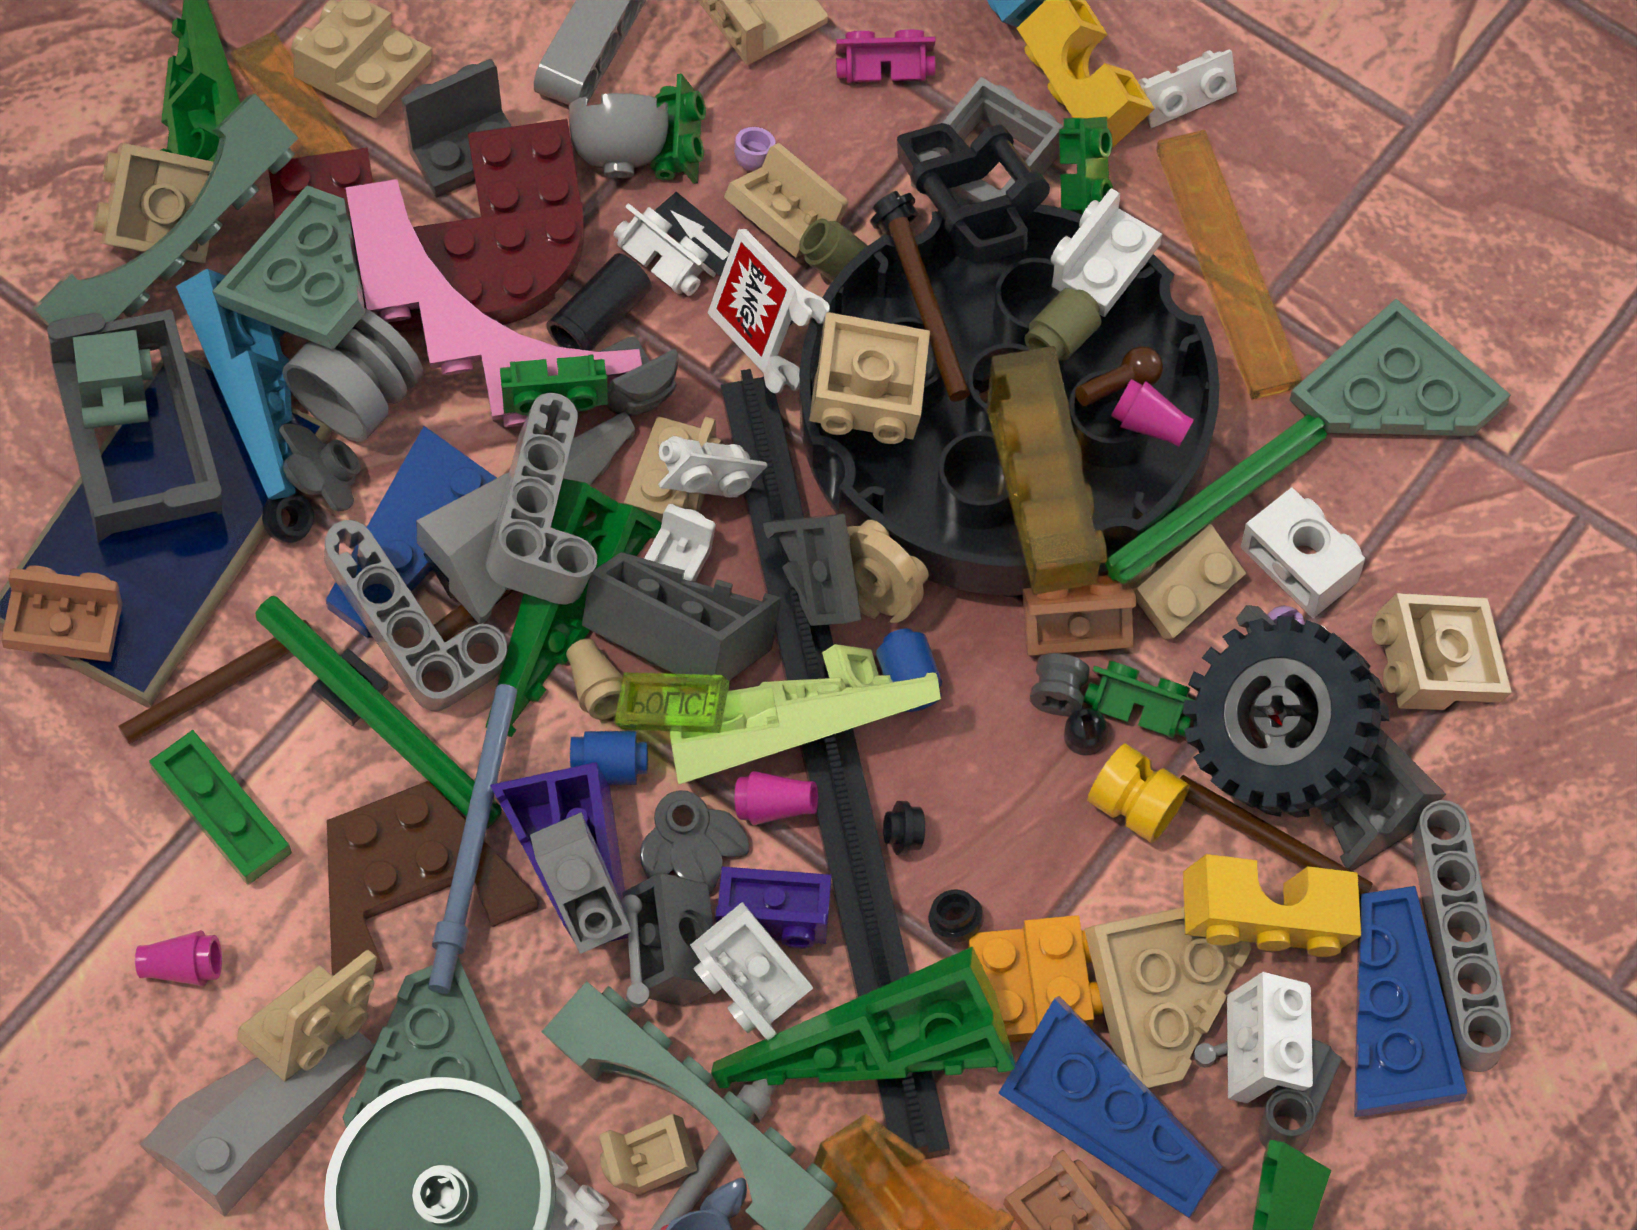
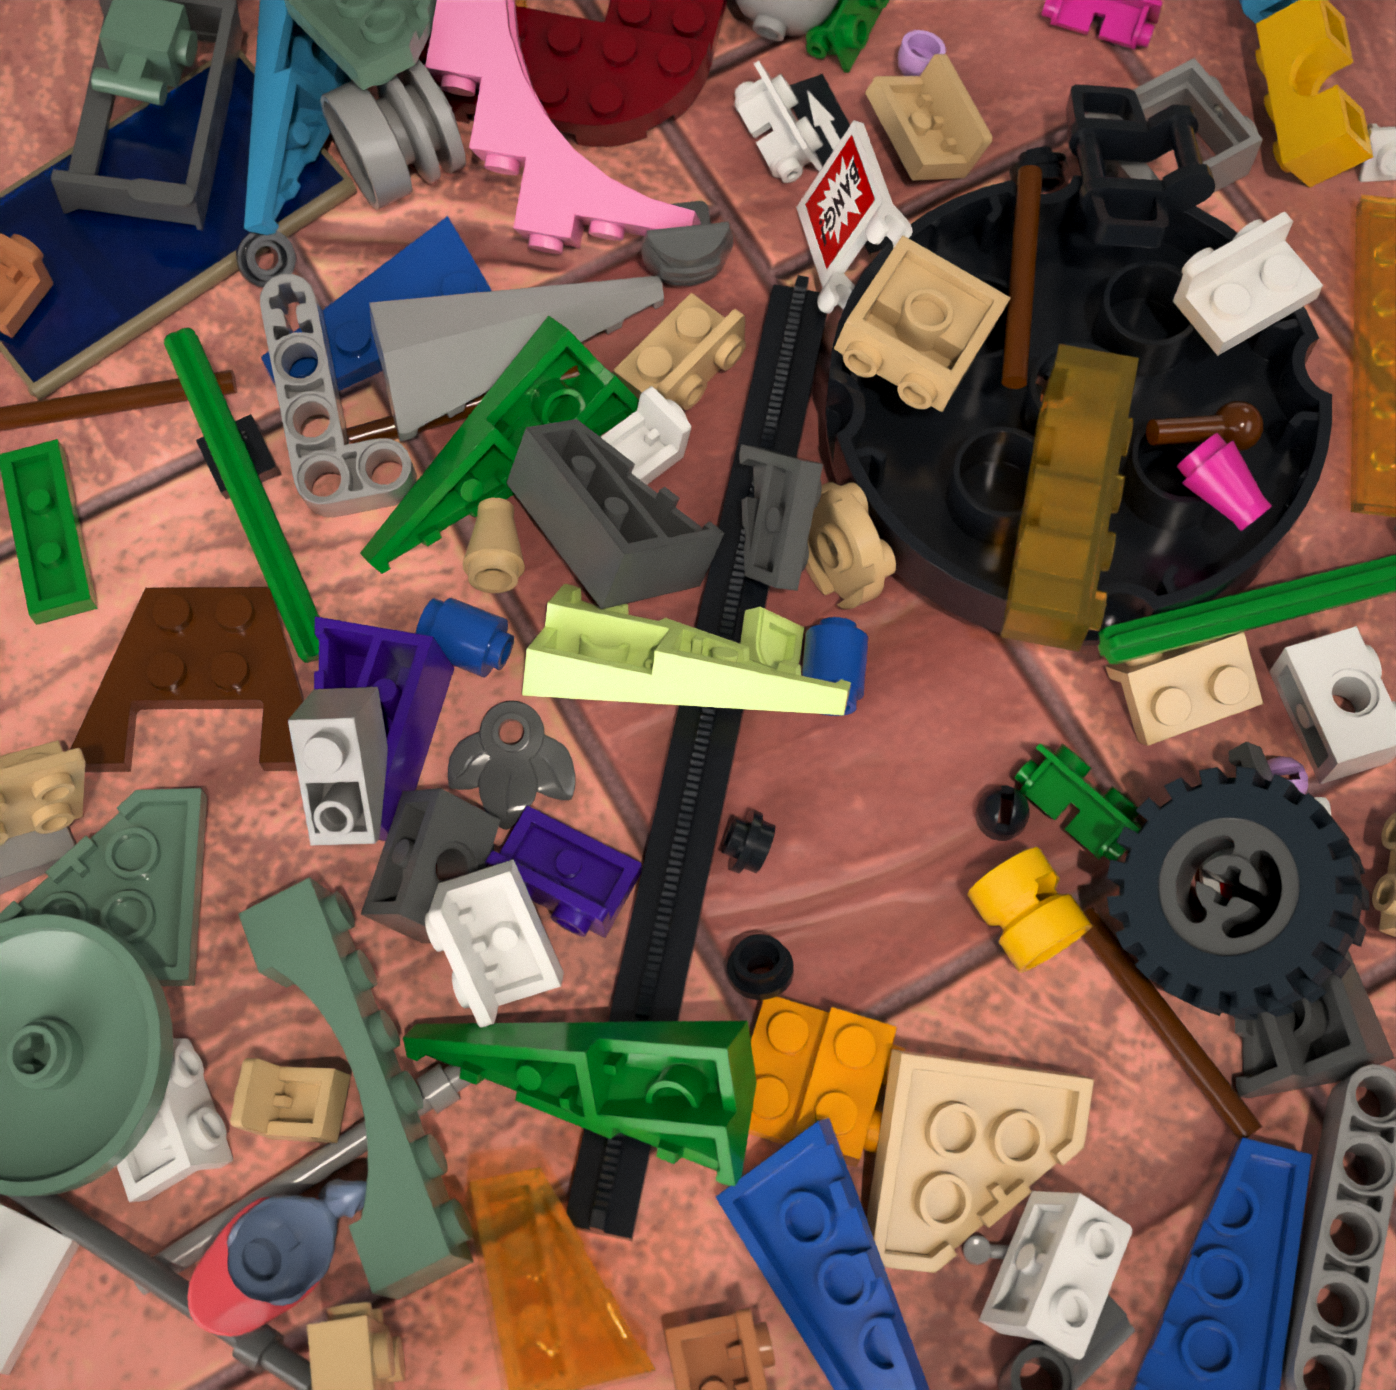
camera: 25 degrees right, 5 degrees up
(320, 466) = (316, 216): dark grey plate -> none
(451, 933) = (202, 763): sand blue bar -> none
(530, 535) = (512, 320): light grey beam -> none
(578, 379) = (559, 212): green hinge -> none
(600, 304) = (685, 156): black pin -> none
(637, 993) = (356, 914): light grey hinge -> none
(672, 702) = (553, 602): clear neon green tile -> none
(709, 468) = (722, 371): white hinge -> none
(772, 797) = (617, 750): dark pink cone -> none
(829, 247) = (948, 174): olive brick -> none
(1059, 684) = (994, 747): dark grey wheel -> none
(1065, 323) = (1168, 344): olive brick -> none
(1079, 618) = (1049, 683): nougat bracket -> none
(1089, 146) = (1280, 167): green hinge -> none
(1230, 907) = (1075, 1090): yellow arch -> none

